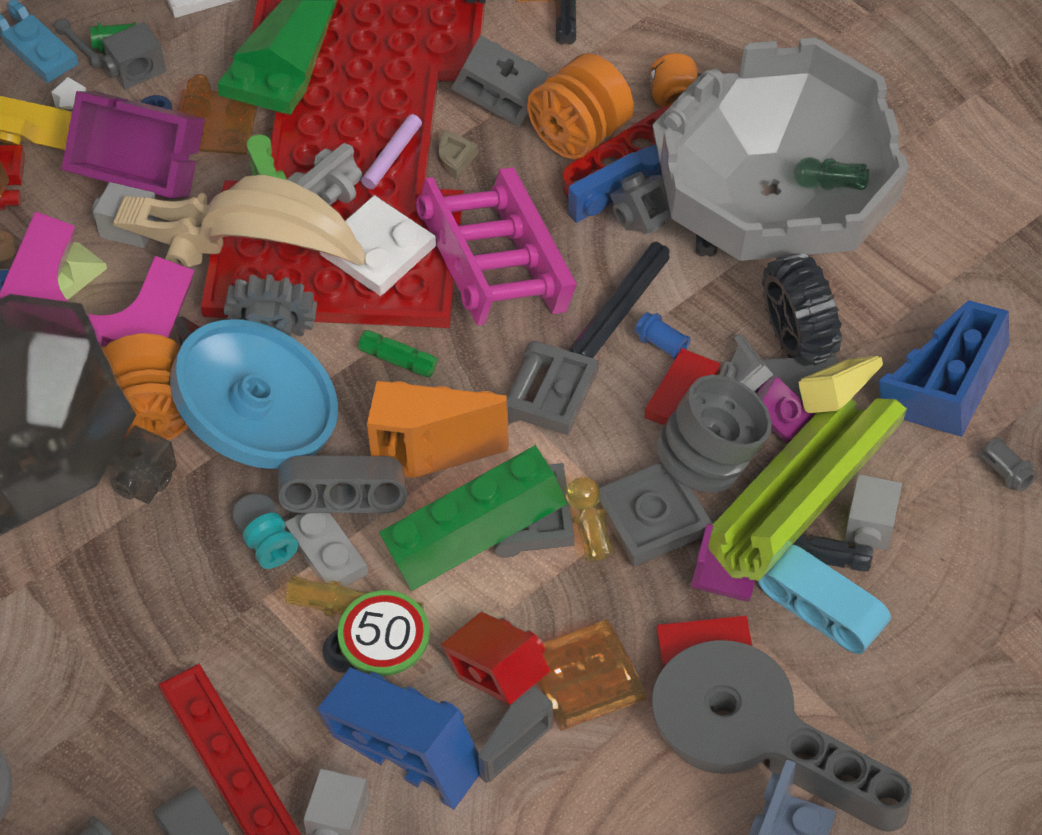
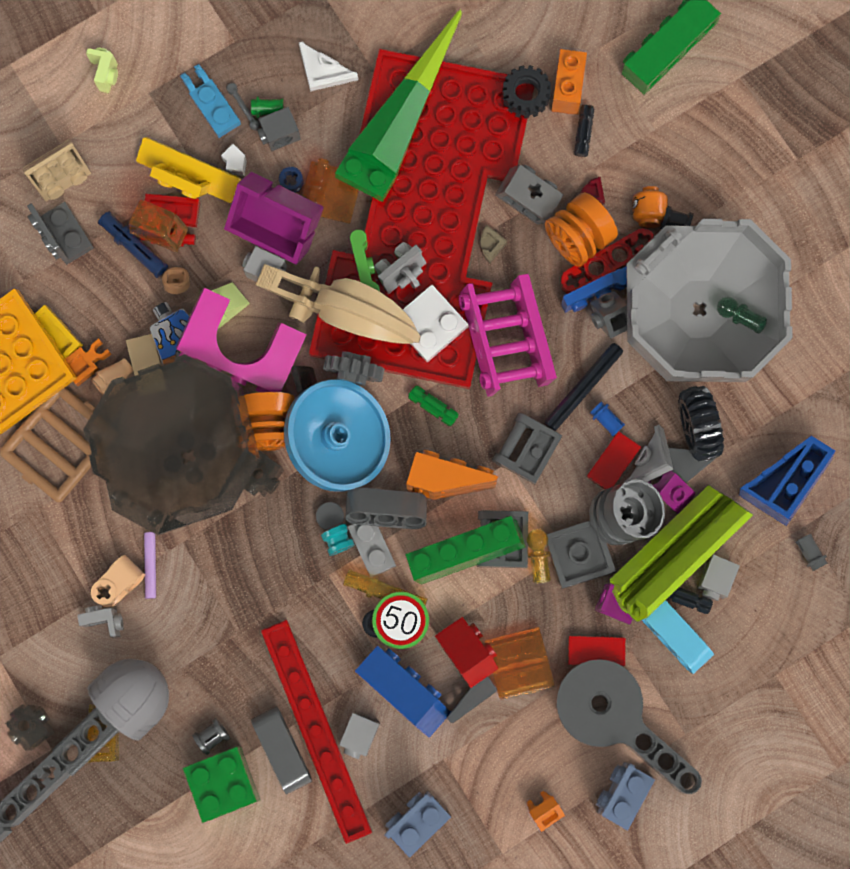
camera: 10 degrees right, 25 degrees up
(391, 151) = (447, 245): lavender piece -> none
(837, 384) = (714, 479): light yellow slope -> none

